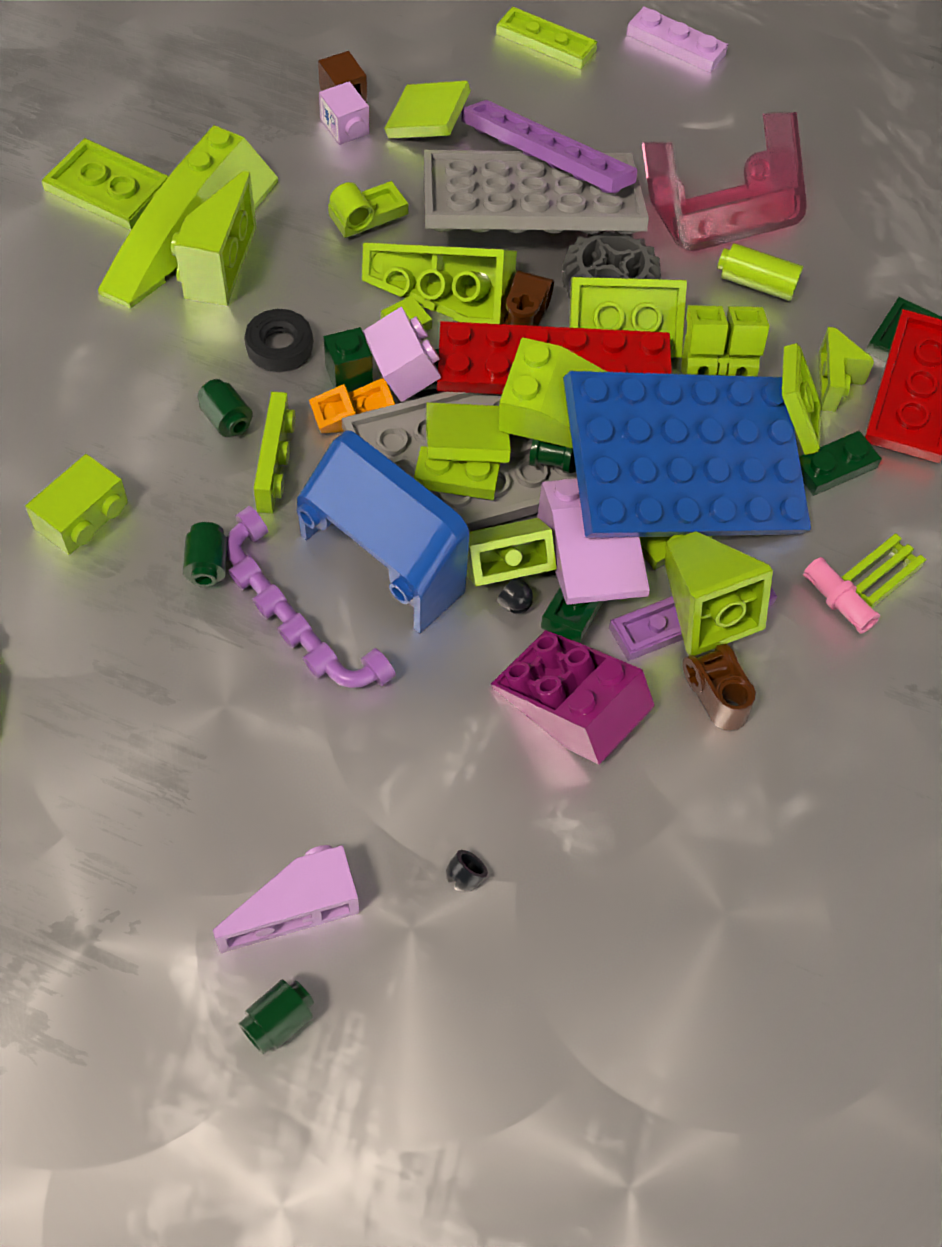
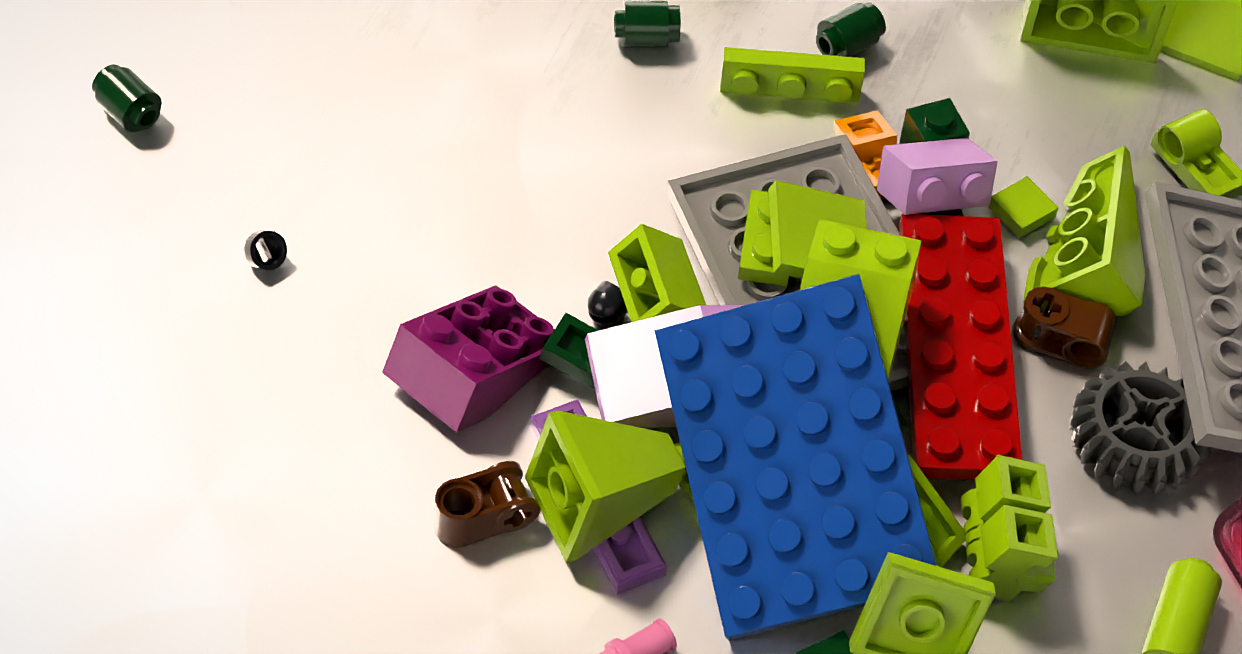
camera: 90 degrees right, 5 degrees down
(279, 358) = (975, 62): black tyre -> none
(295, 627) = (511, 174): medium lavender bar -> none
(301, 896) = (247, 111): lavender slope -> none
(393, 521) = (651, 139): windscreen -> none
(630, 306) = (1061, 419): lime plate -> none

